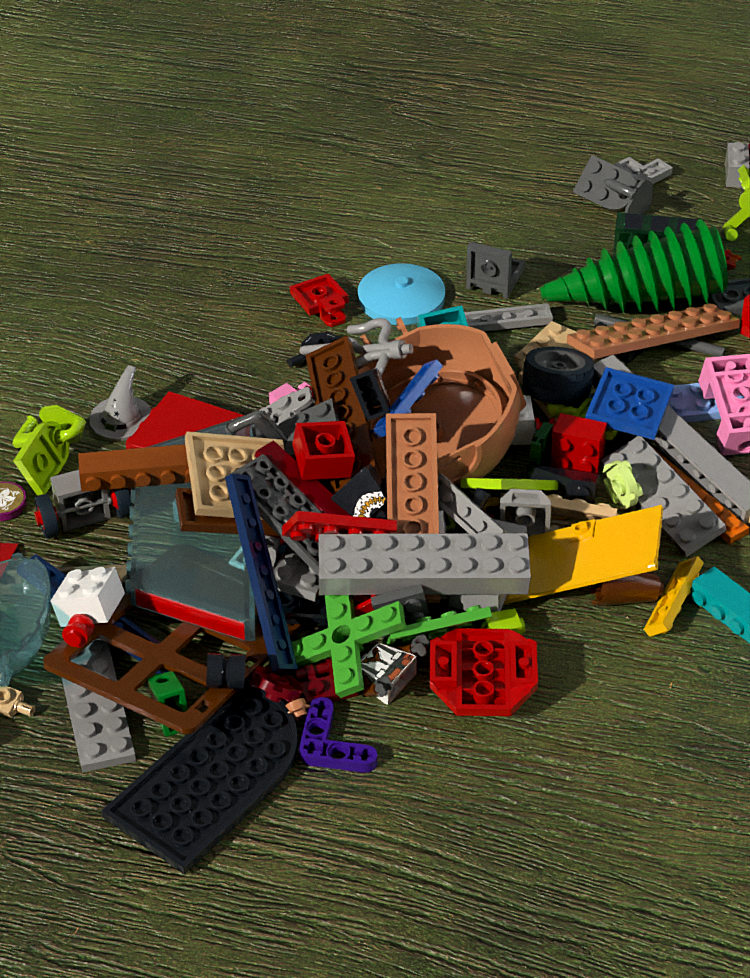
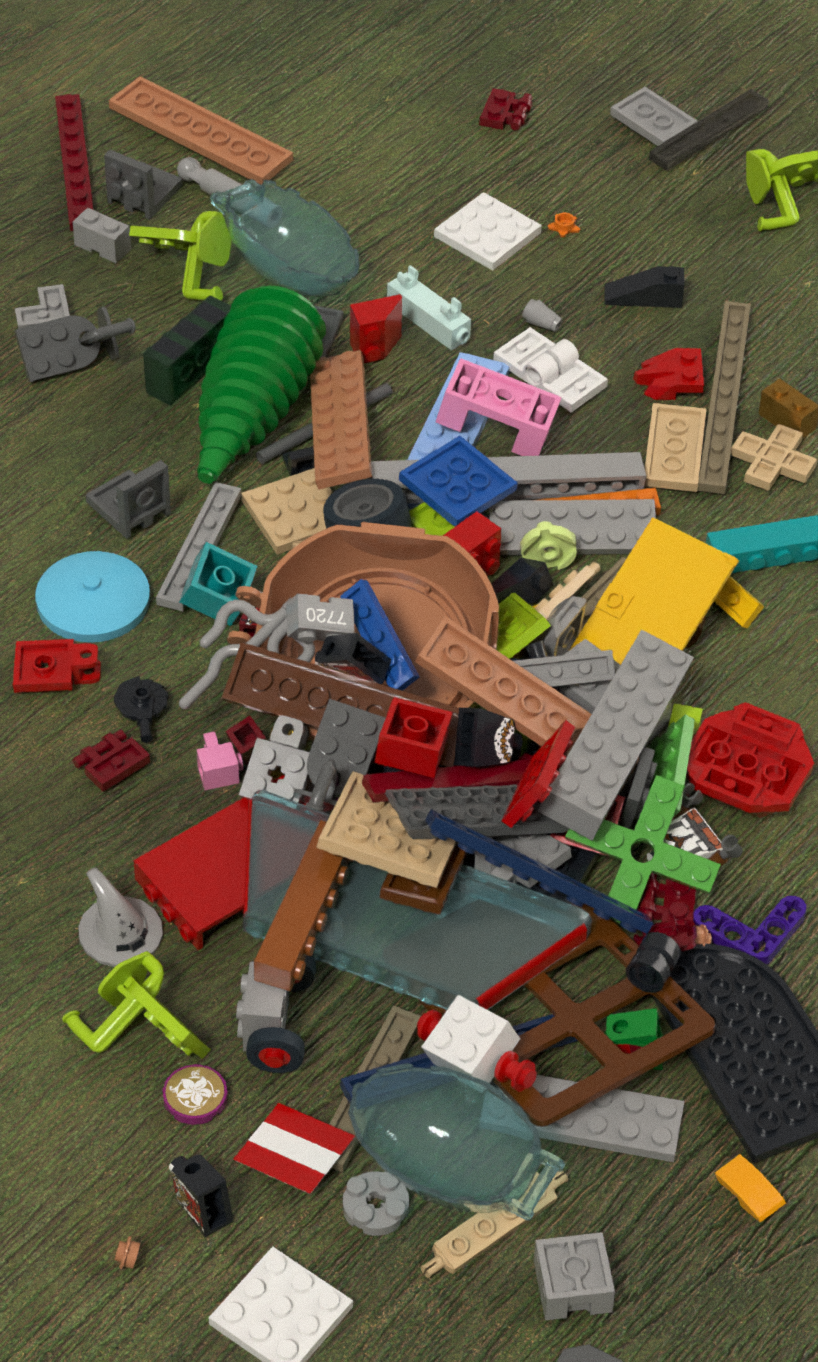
camera: 65 degrees left, 5 degrees up
(70, 818) = (750, 1187): none -> light orange slope
(260, 355) = (114, 765): none -> dark red plate
(386, 354) = (315, 620): none -> light grey brick

